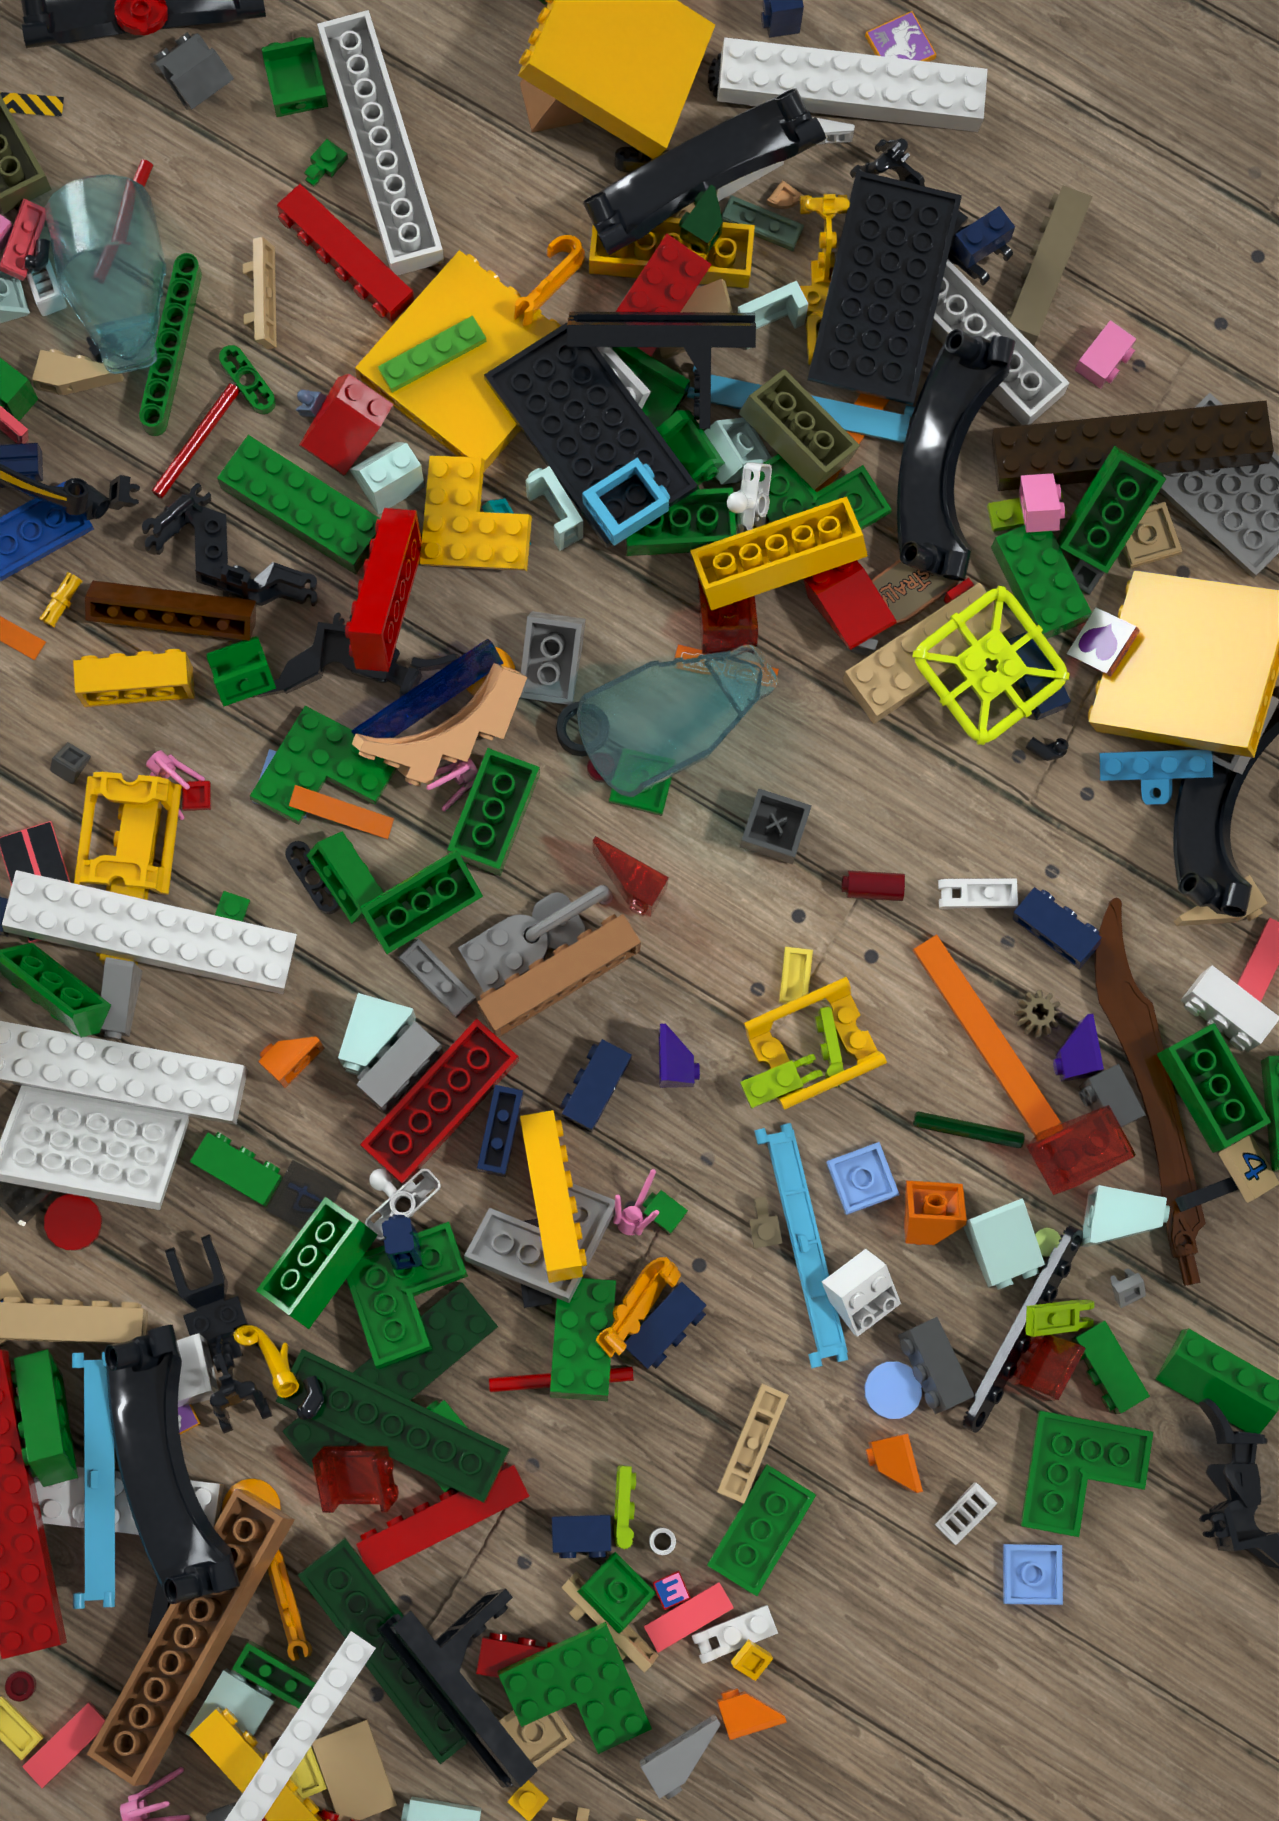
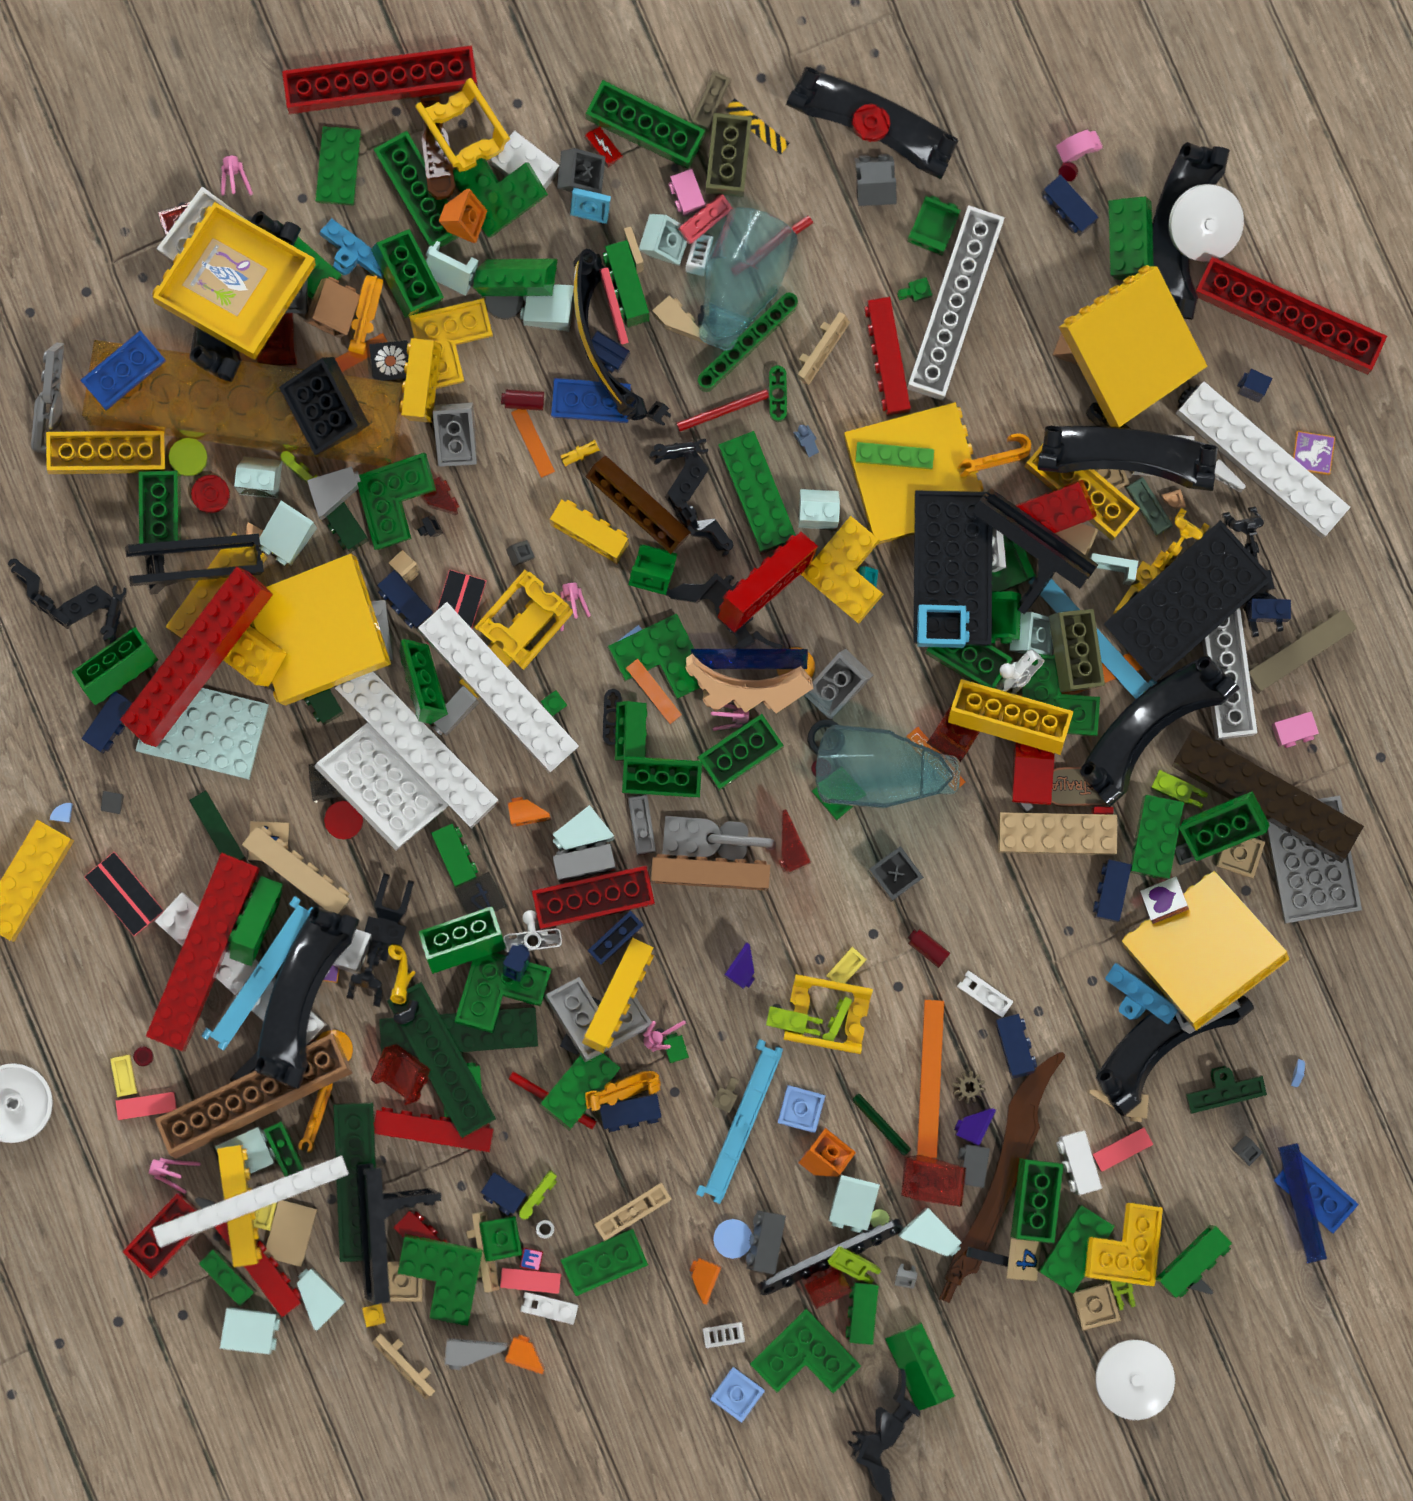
camera: 35 degrees right, 5 degrees up
(41, 256) = (708, 237): black arm -> none
(197, 796) = (580, 624): red tile -> none
(345, 423) = (815, 462): red slope -> none
(571, 524) = (903, 616): light aqua panel -> none
(595, 1085) = (687, 949): dark blue brick -> none
(704, 223) = (1109, 488): dark green slope -> none
(752, 1660) = (548, 1328): yellow tile -> none
(862, 1292) = (754, 1172): white slope -> none
(987, 683) = (1096, 877): neon yellow plate -> none
(1041, 502) = (1186, 792): bright pink brick -> none
(1048, 751) = (1086, 940): black arm -> none

